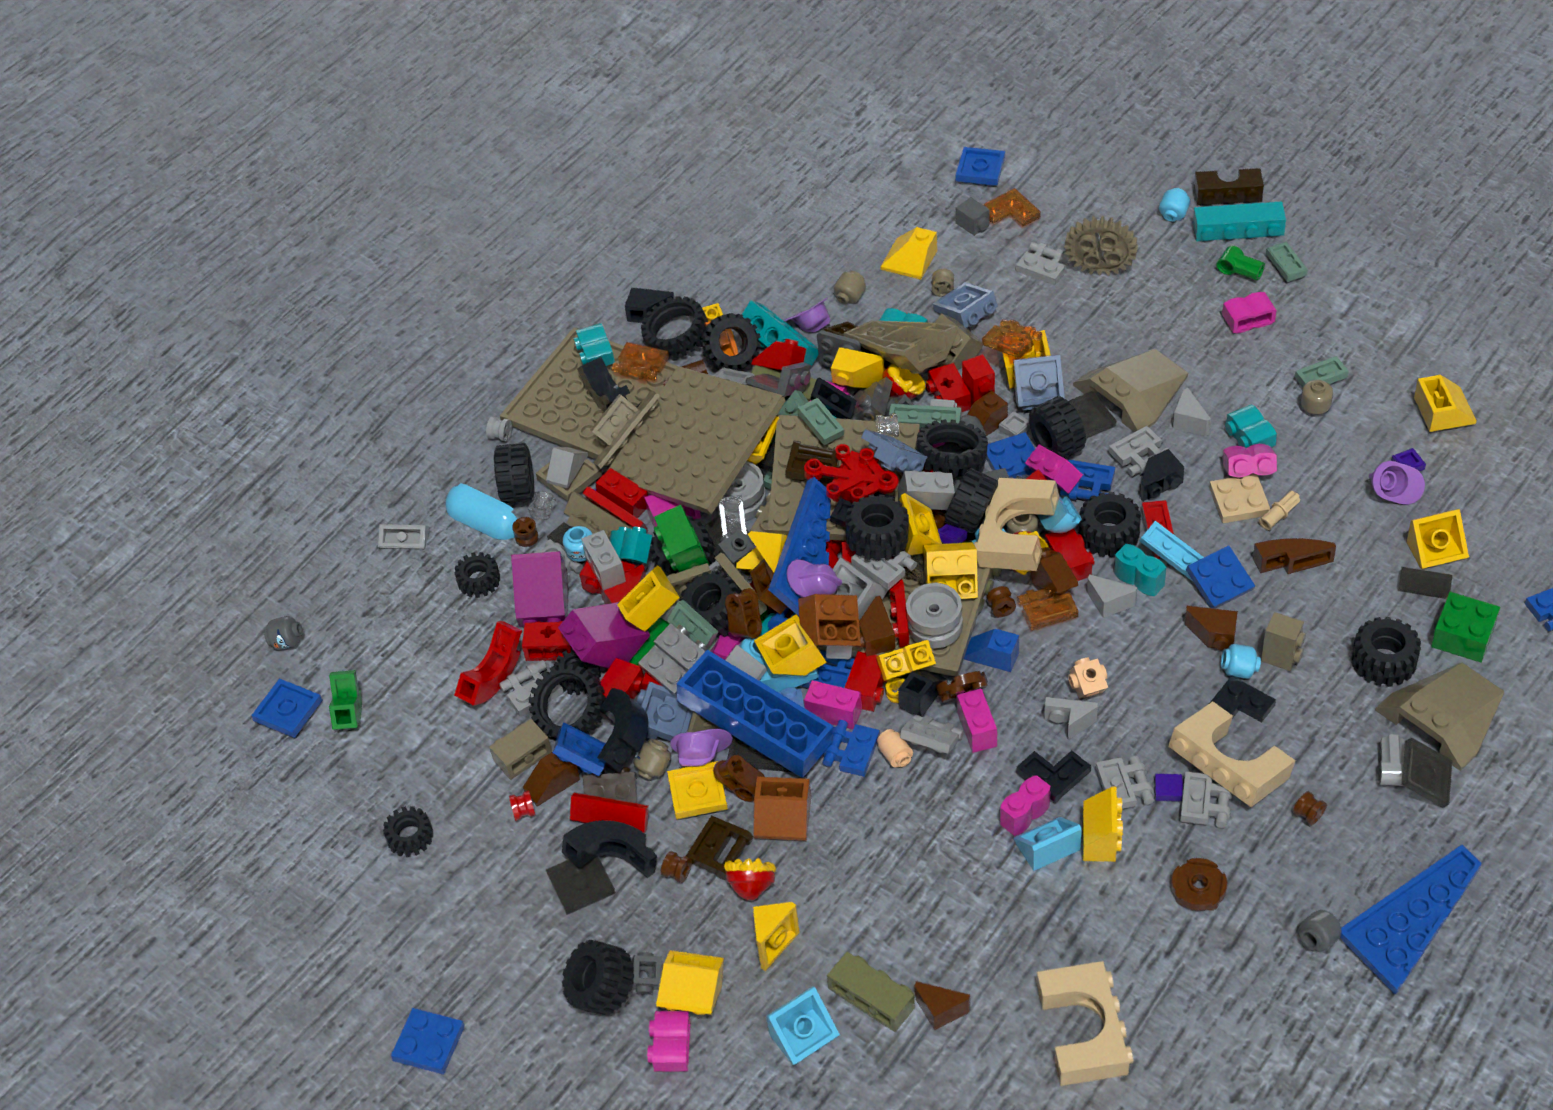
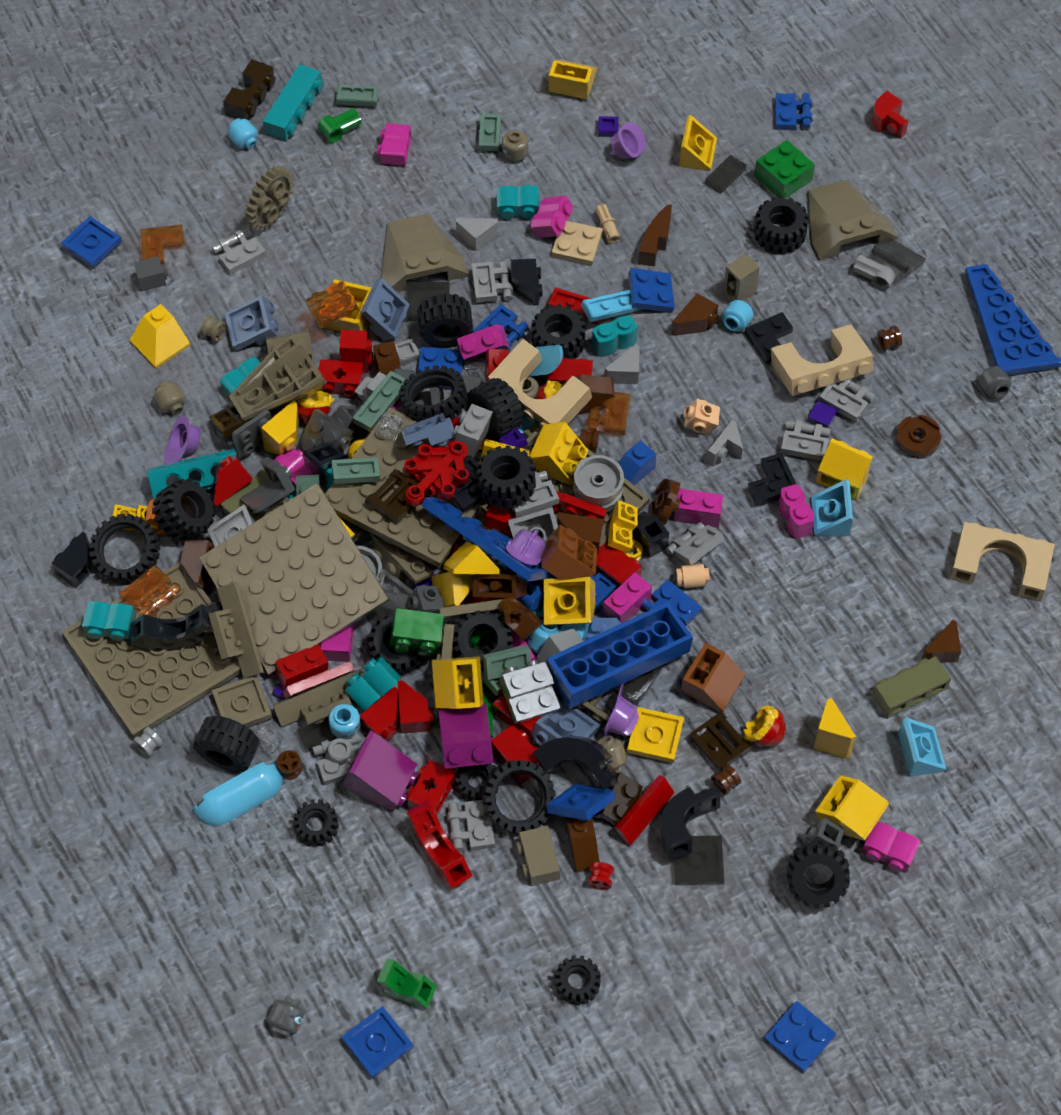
camera: 70 degrees left, 10 degrees up
(403, 536) = (224, 873): light grey slope -> none
(565, 465) = (239, 699): light grey slope -> none
(603, 560) = (384, 705): light grey brick -> none
(740, 776) = (666, 697): reddish brown piece -> none

